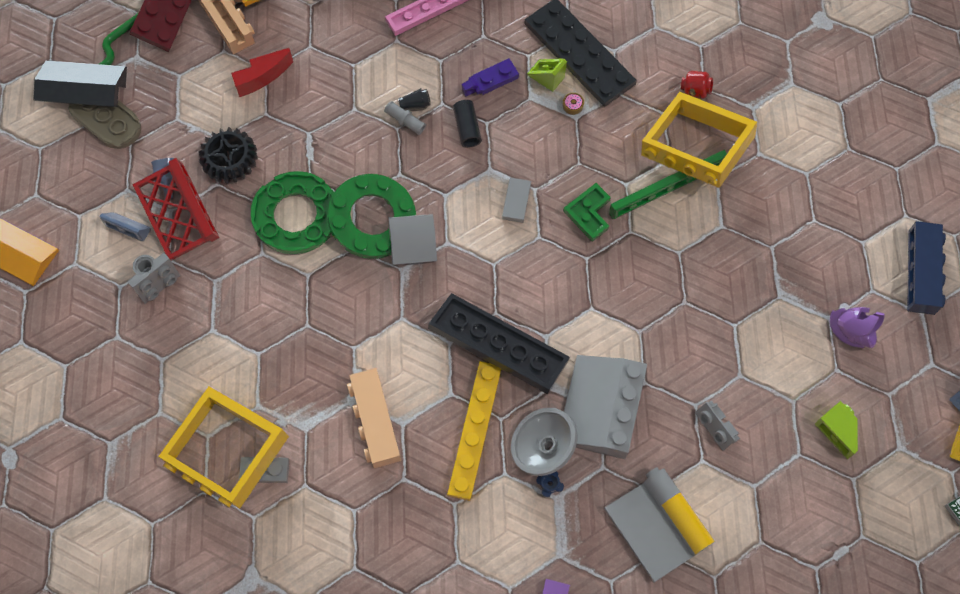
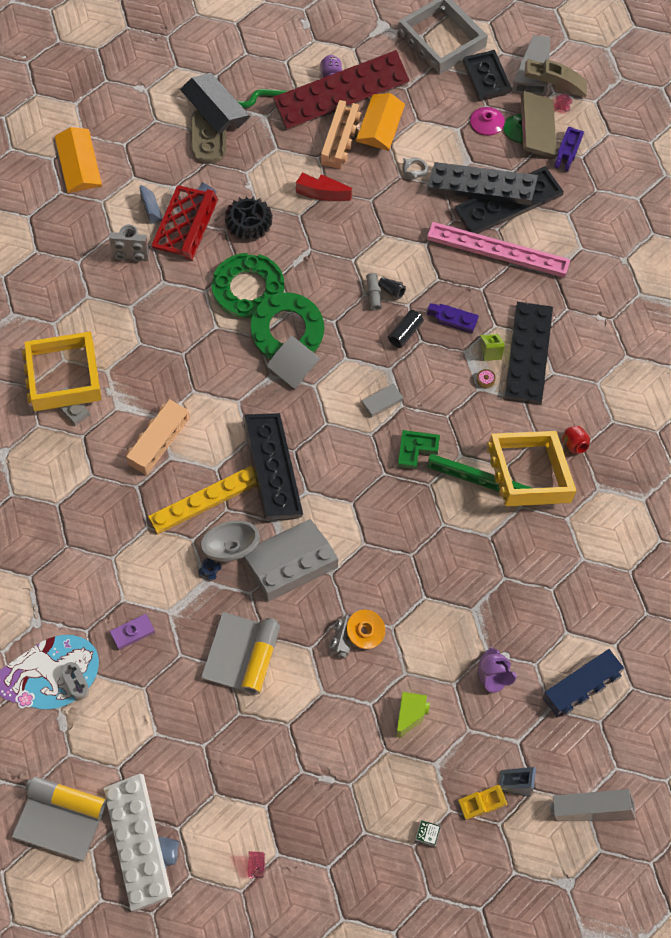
camera: 45 degrees right, 5 degrees down
(735, 393) = (372, 623): none -> light orange dish

